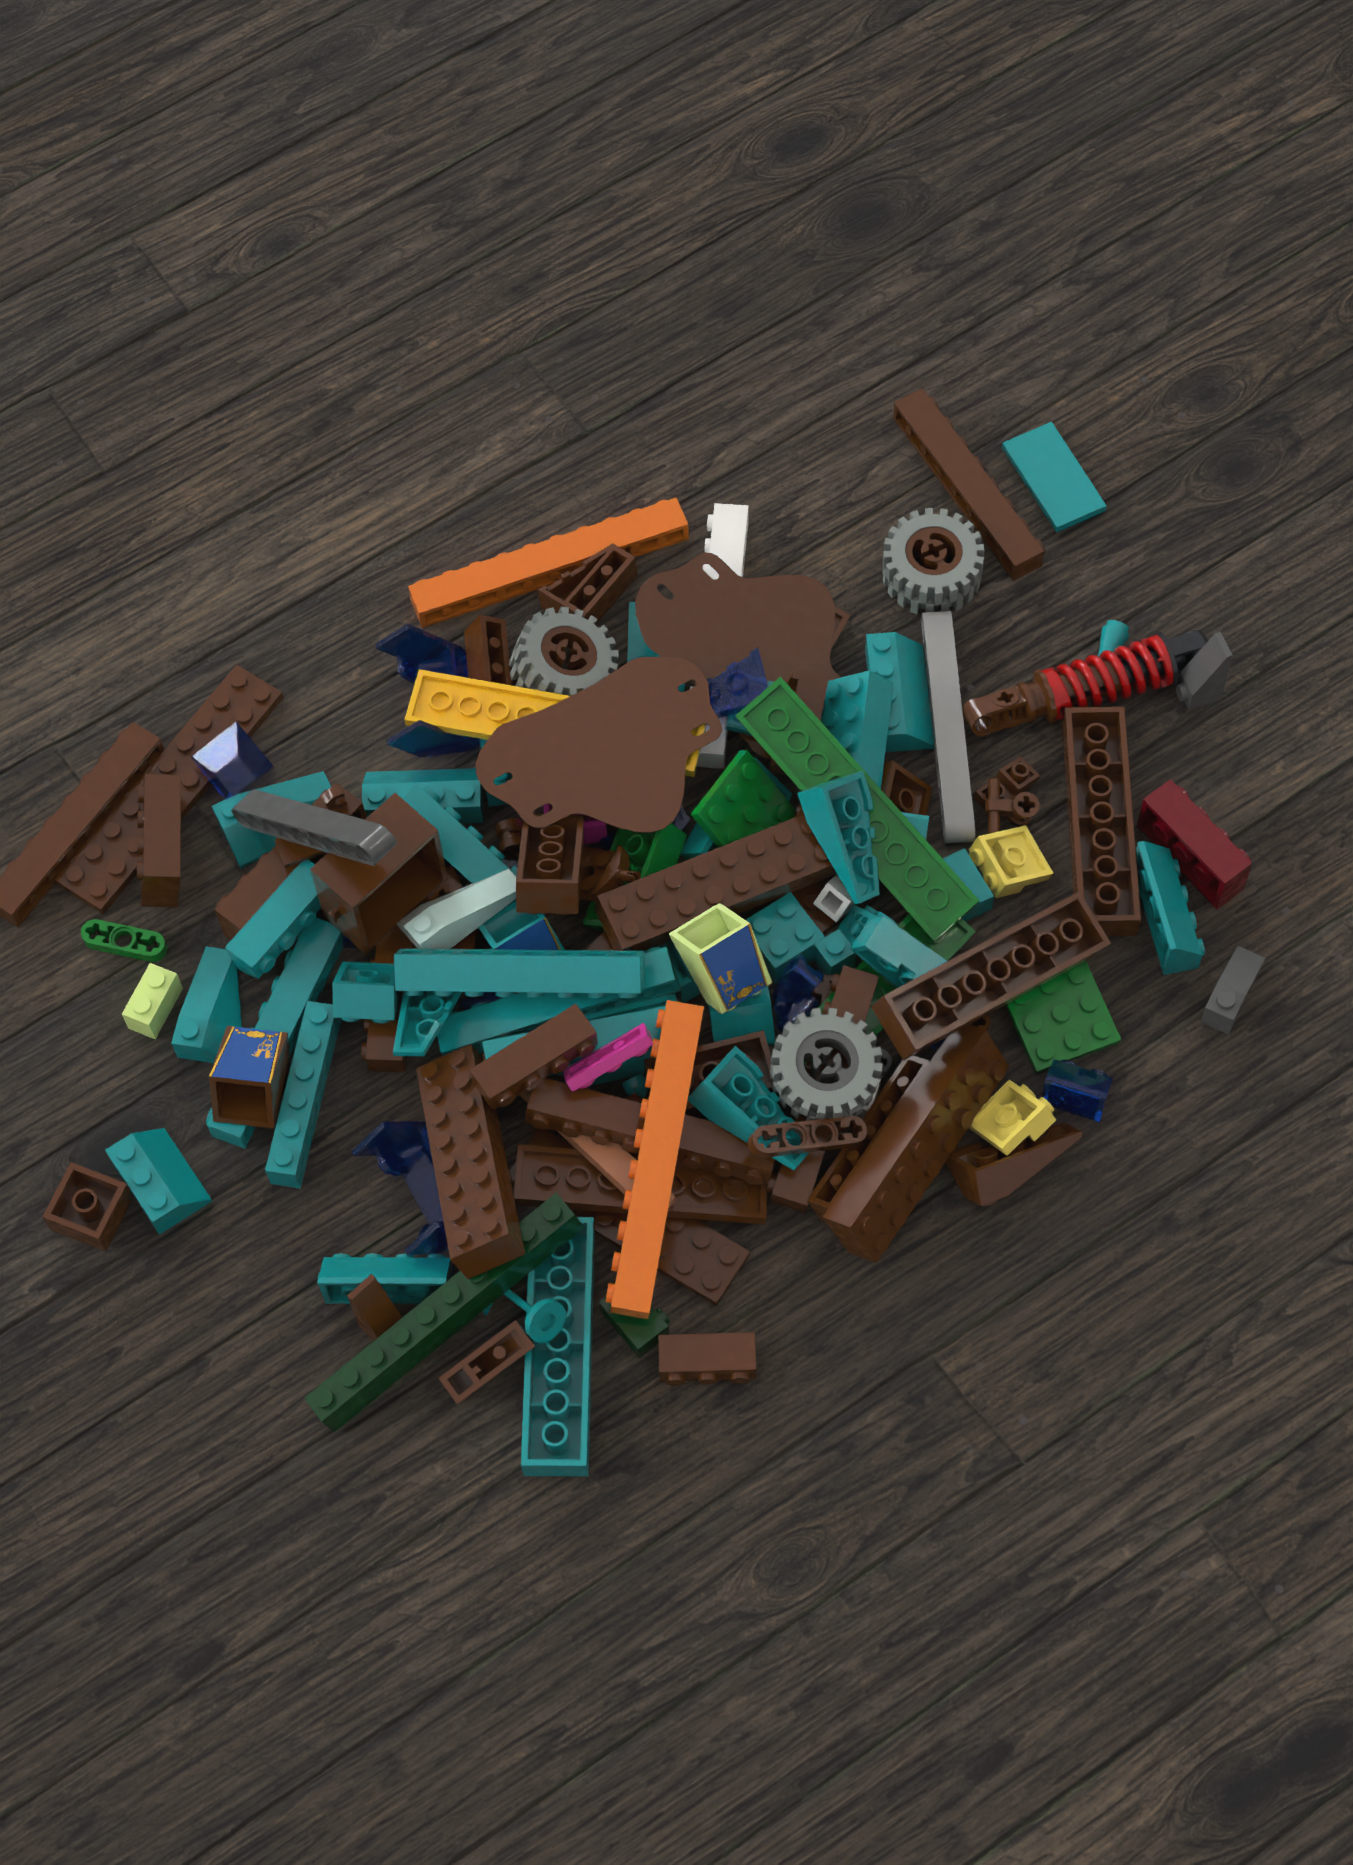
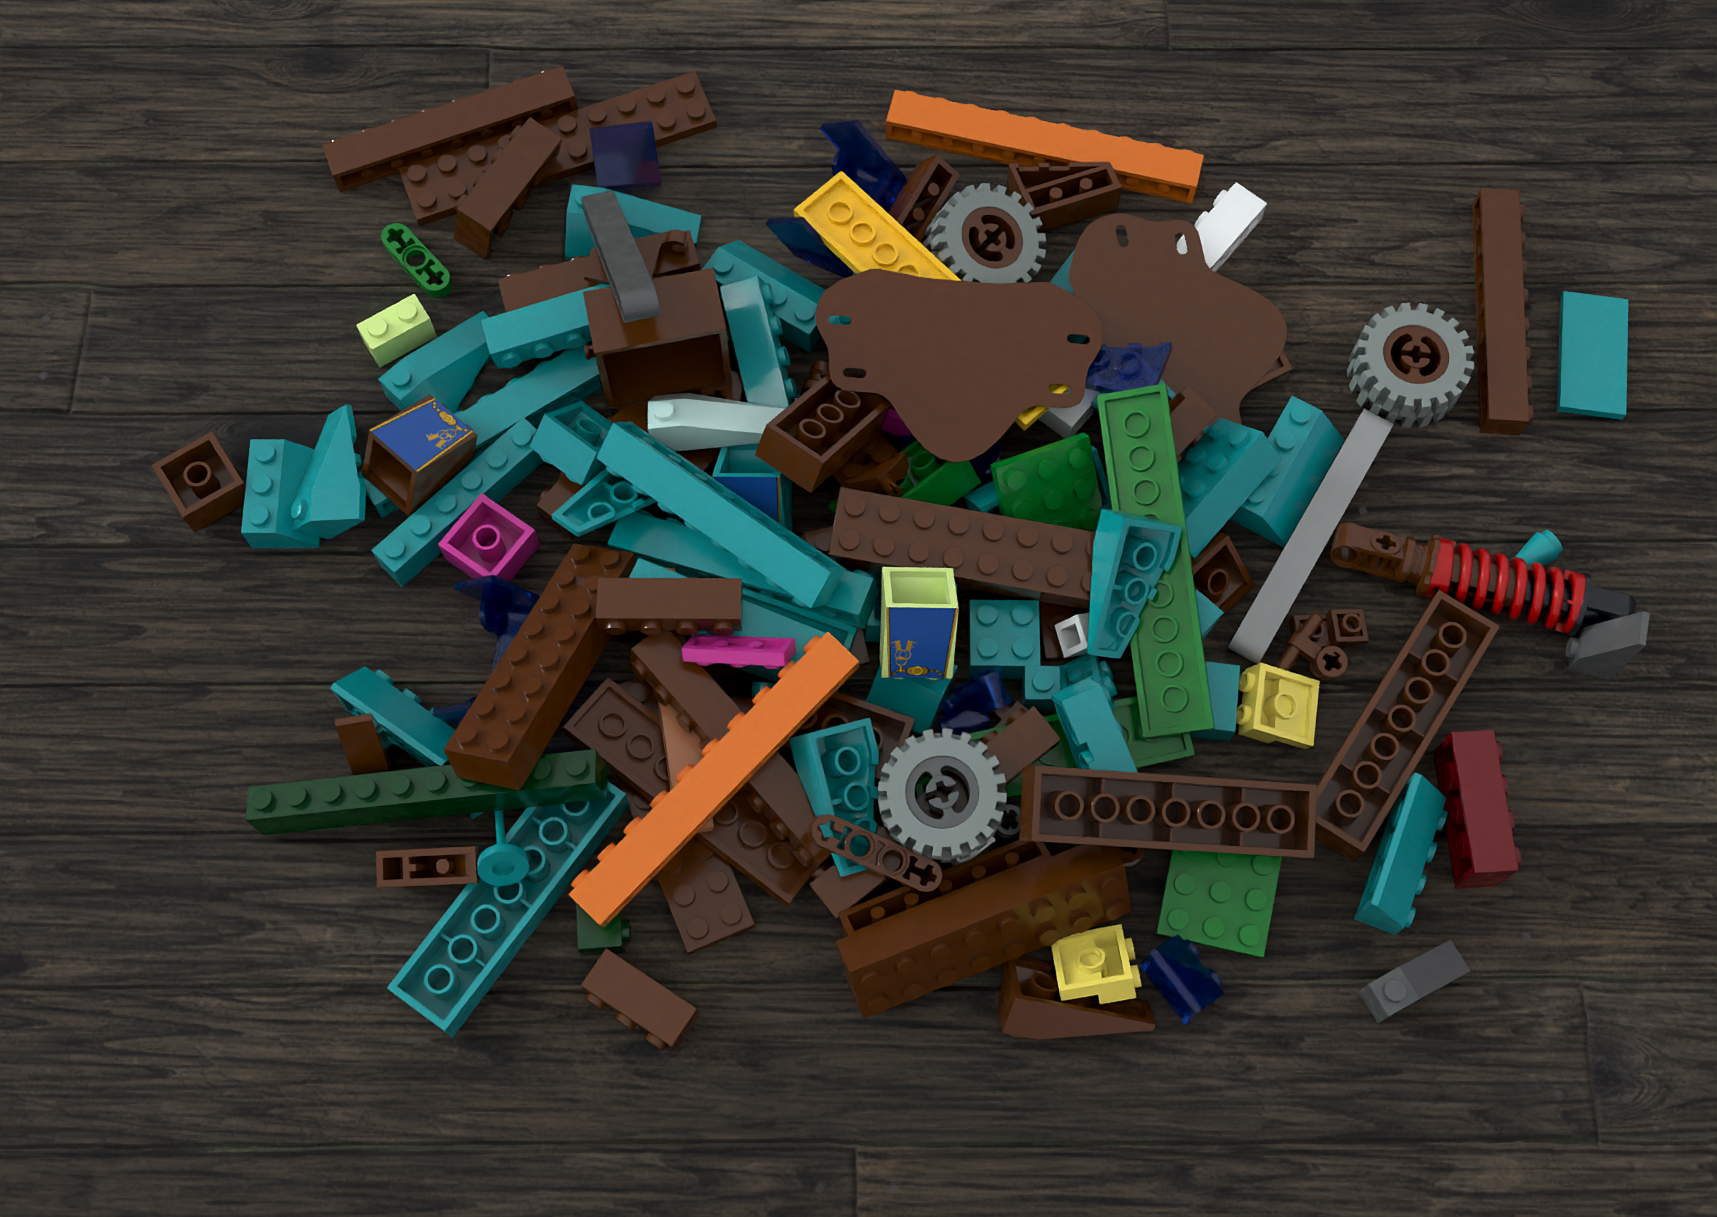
camera: 30 degrees right, 5 degrees up
(193, 1144) = (331, 492): none -> teal wedge
(348, 1108) = (489, 541): none -> dark pink brick

